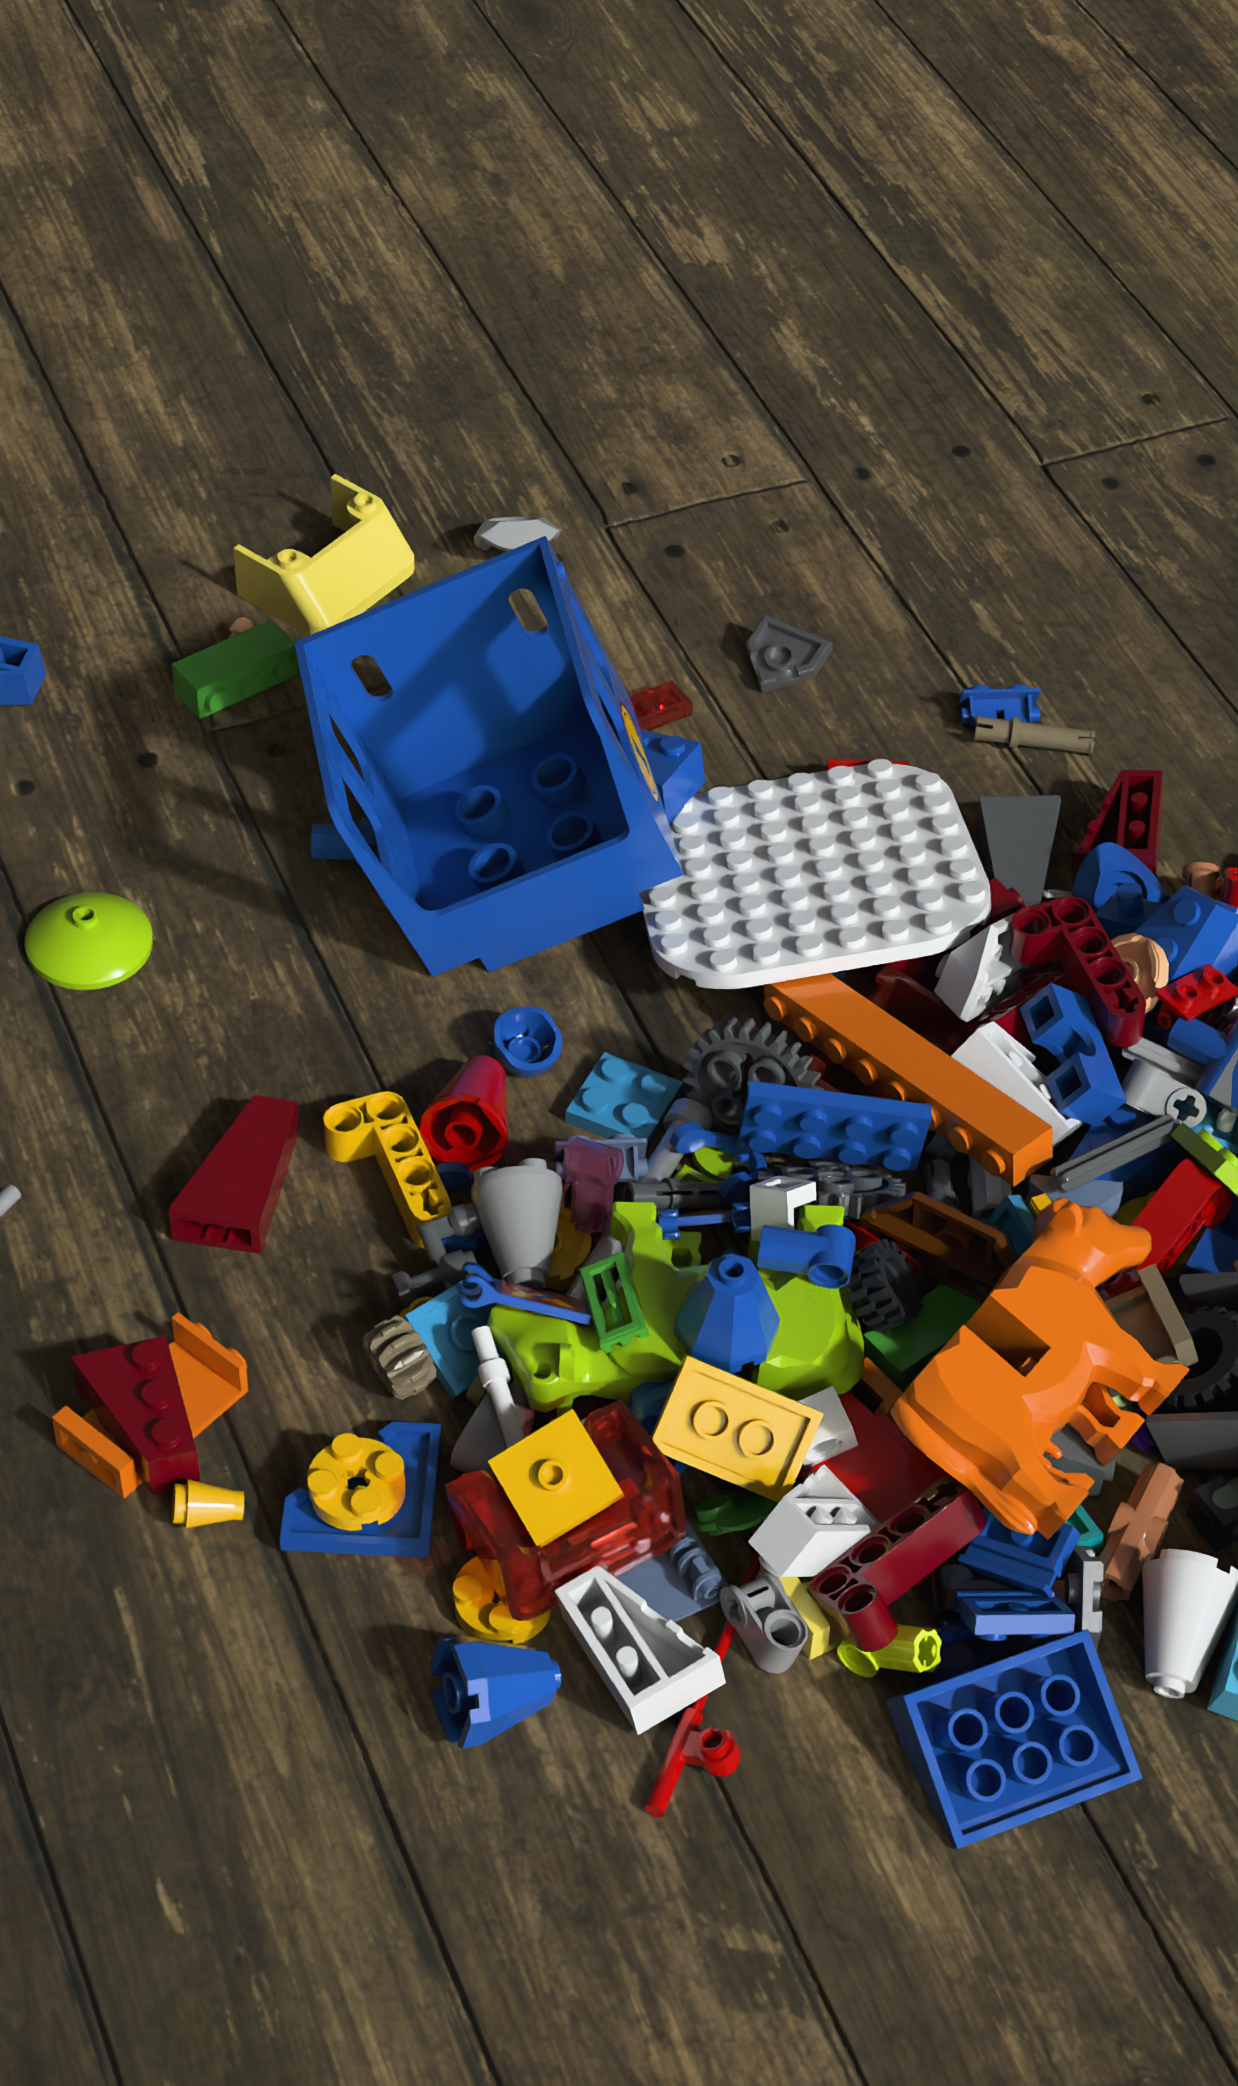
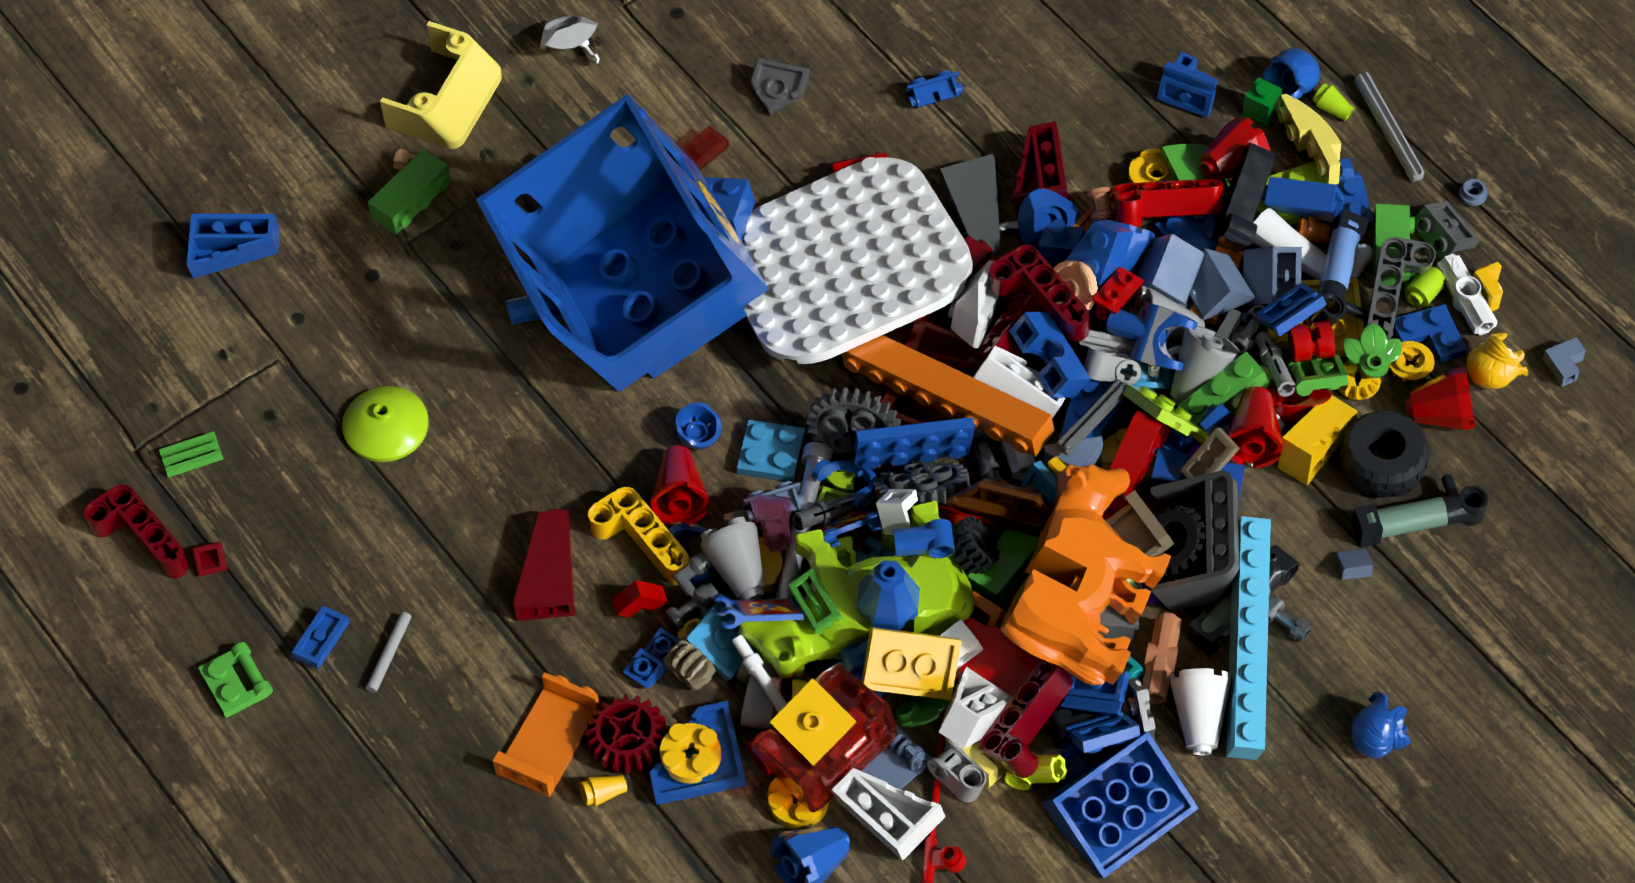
camera: 10 degrees left, 10 degrees up
(142, 1408) = (545, 739): dark red wedge -> none
(274, 1418) = (624, 718): none -> dark red gear
(338, 1345) = (648, 664): none -> blue slope
(359, 1244) = (639, 596): none -> red piece
(1033, 735) = (951, 107): dark tan pin -> none

